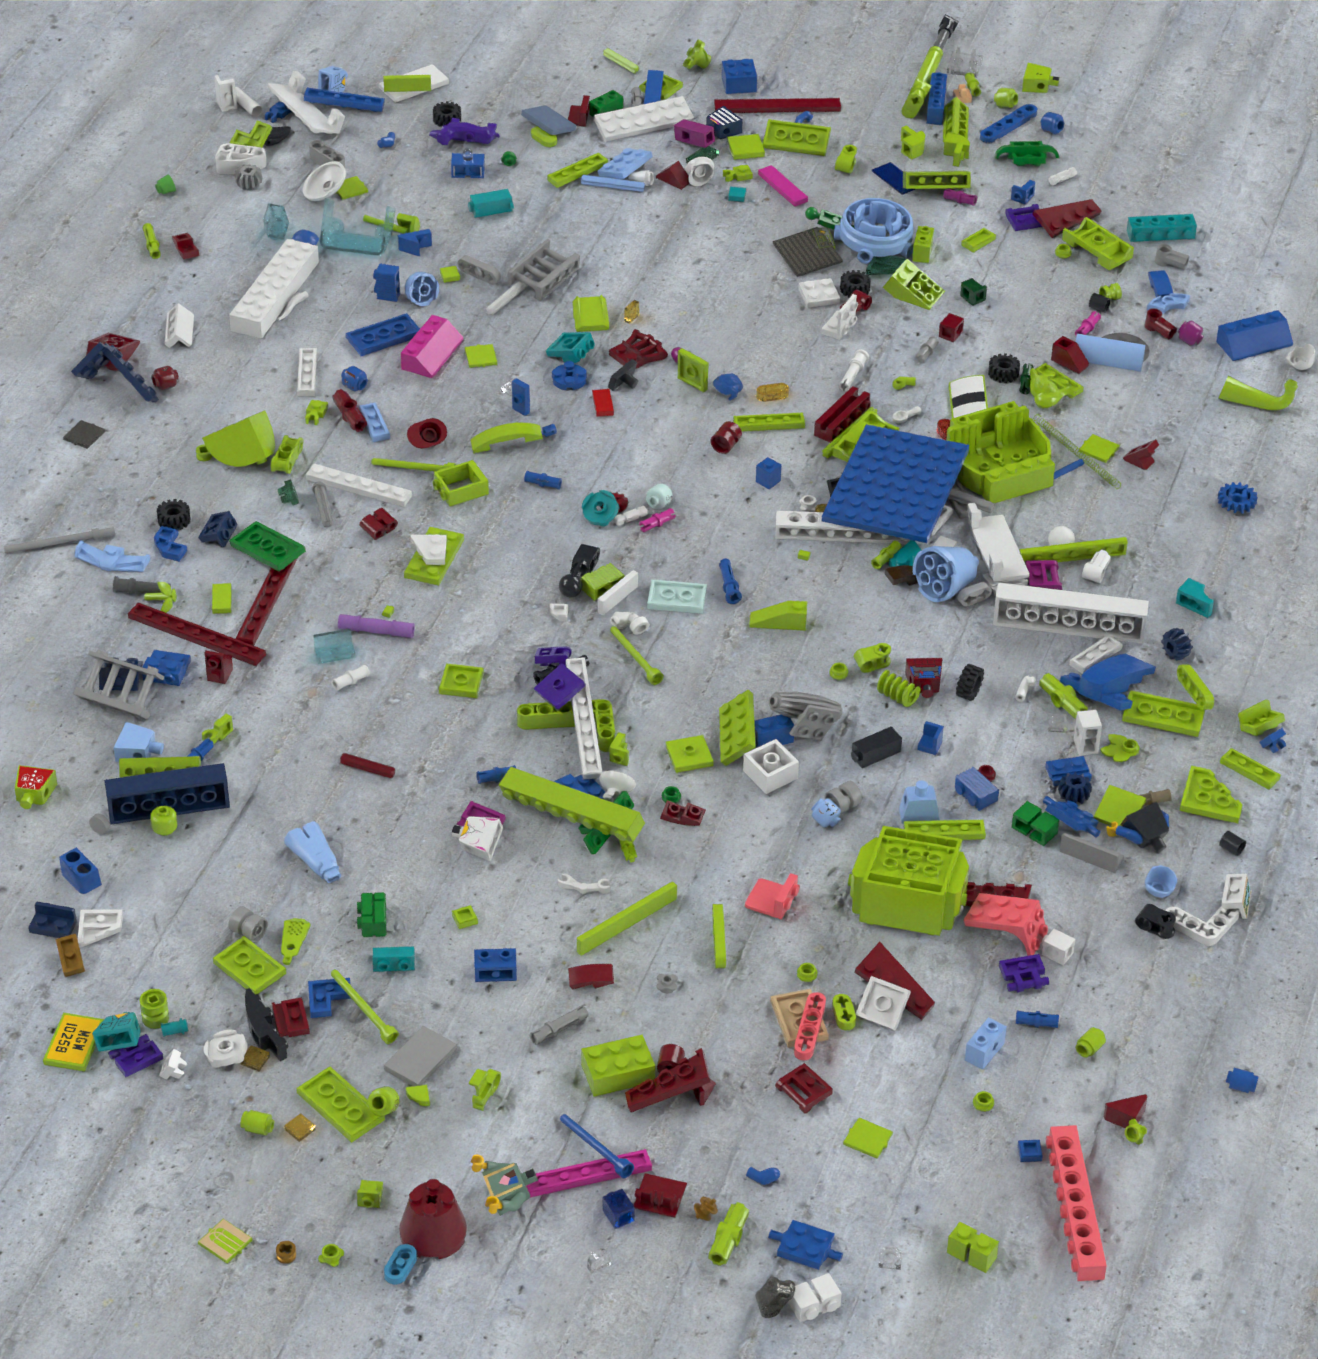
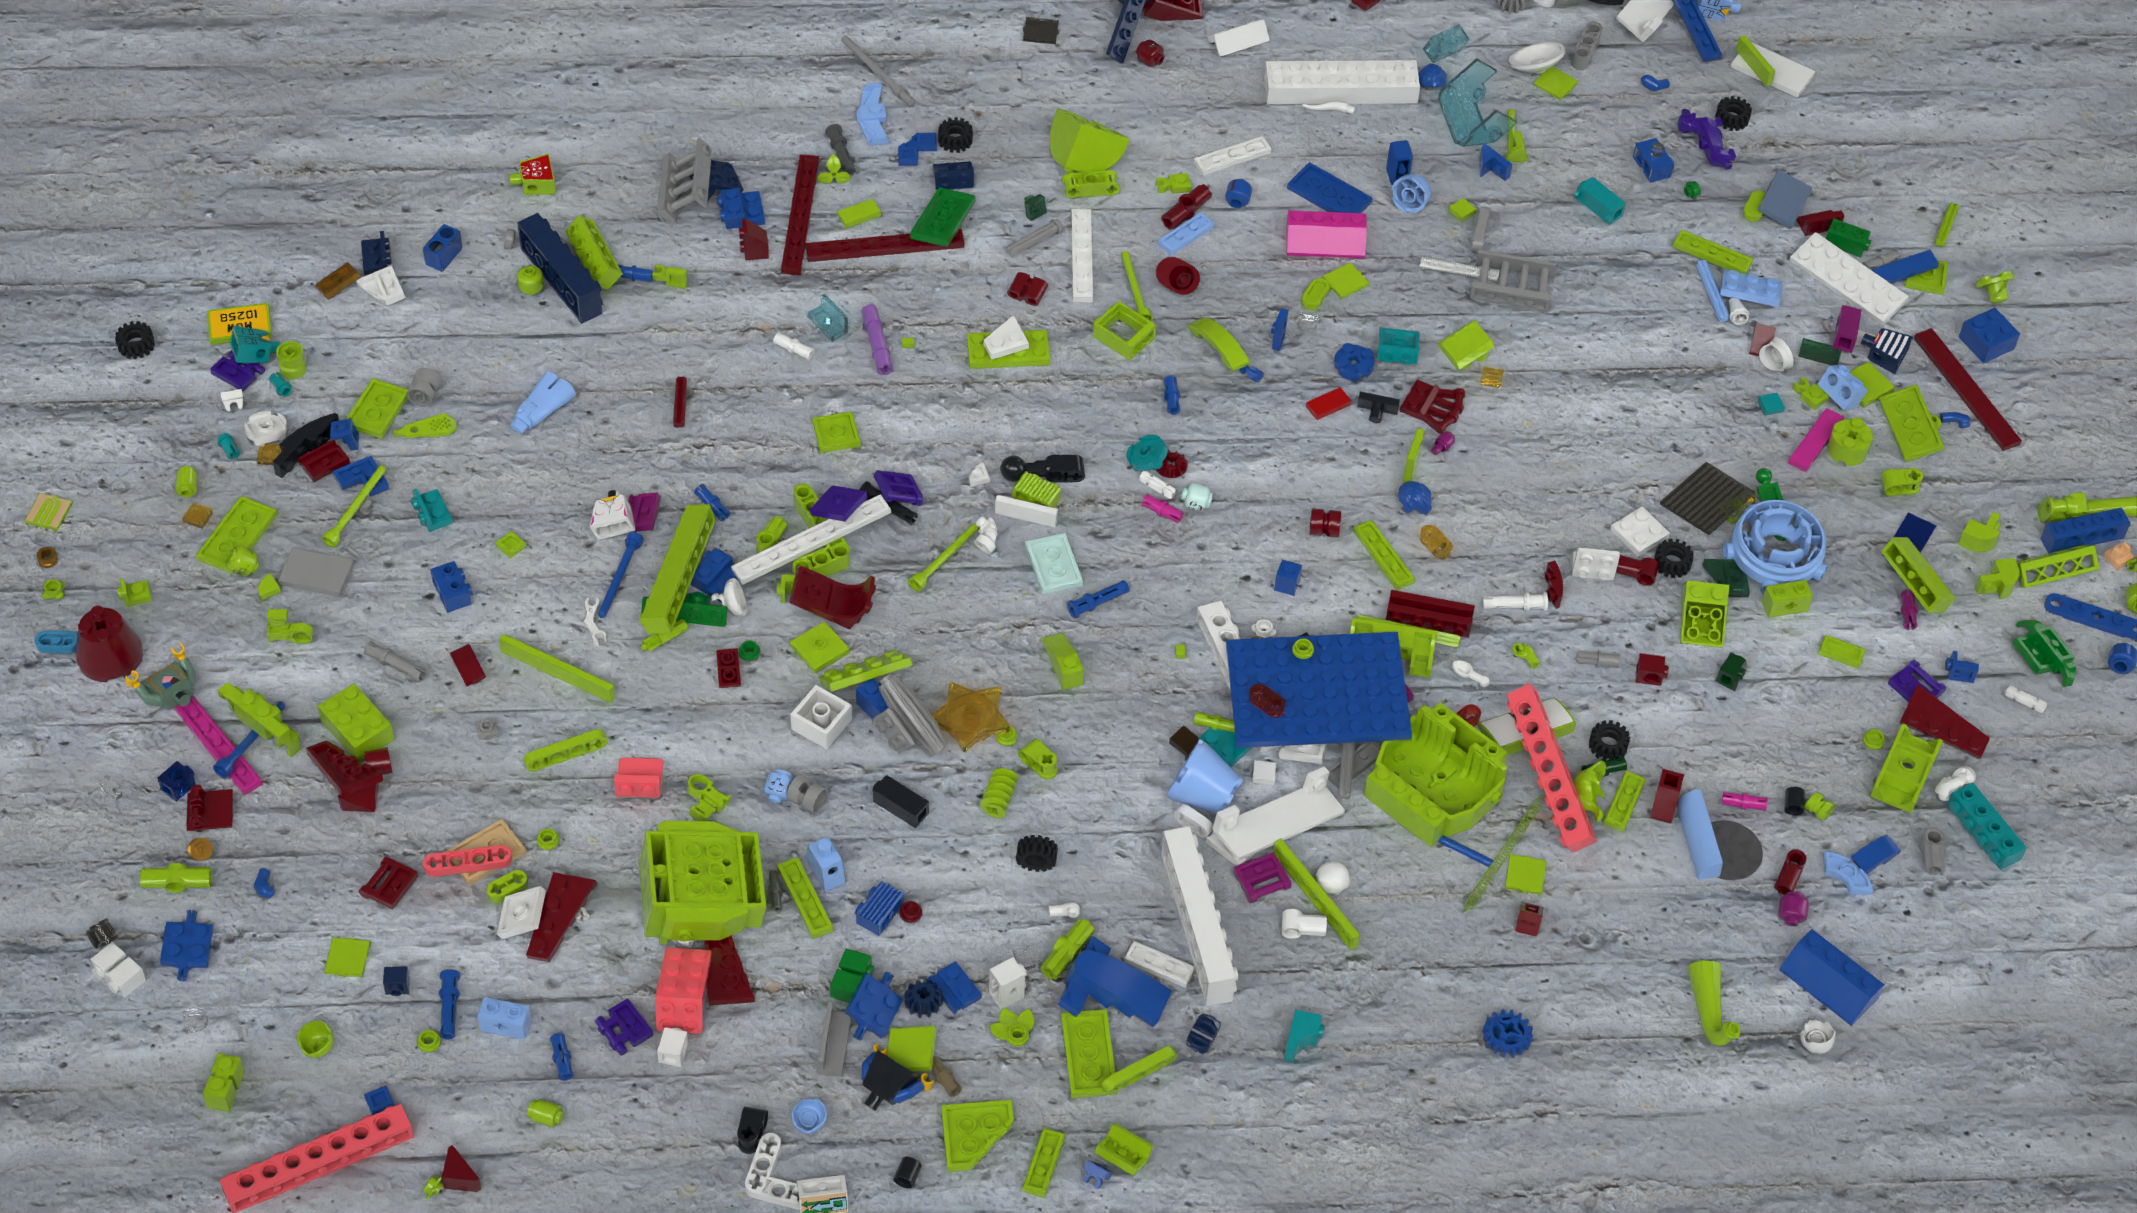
camera: 65 degrees right, 10 degrees up
(44, 1113) = (135, 348): none -> black tyre
(136, 743) = (623, 224): light blue torso -> none
(228, 1083) = (226, 442): none -> teal pin
(272, 989) = (346, 431): none -> blue bracket
(372, 914) = (478, 473): green brick -> none
(485, 374) = (1315, 294): none -> lime tile
(512, 835) = (633, 542): none -> blue piece
(558, 748) = (771, 534): none -> lime piece
(584, 1122) = (260, 716): none -> lime bracket
(657, 719) = (831, 599): none -> dark red bracket
(747, 157) = (1838, 383): none -> light blue brick
(799, 167) = (1850, 441): none -> lime brick
(813, 678) = (971, 715): none -> clear yellow plate
(818, 858) = (708, 798): none -> lime piece
(847, 344) = (1555, 581): none -> dark red slope
(861, 472) = (1303, 649): none -> lime plate
(900, 506) = (1266, 701): none -> clear red beam
(914, 1105) = (396, 980): none -> dark blue plate
(924, 674) = (1034, 813): dark red torso -> none
(931, 738) = (937, 848): blue panel -> none
(941, 1075) = (449, 994): none -> blue pin
(955, 1172) = (315, 1039): none -> lime hair
(1033, 391) = (1583, 833): none -> coral brick
(1120, 227) = (1961, 777): none -> white arm

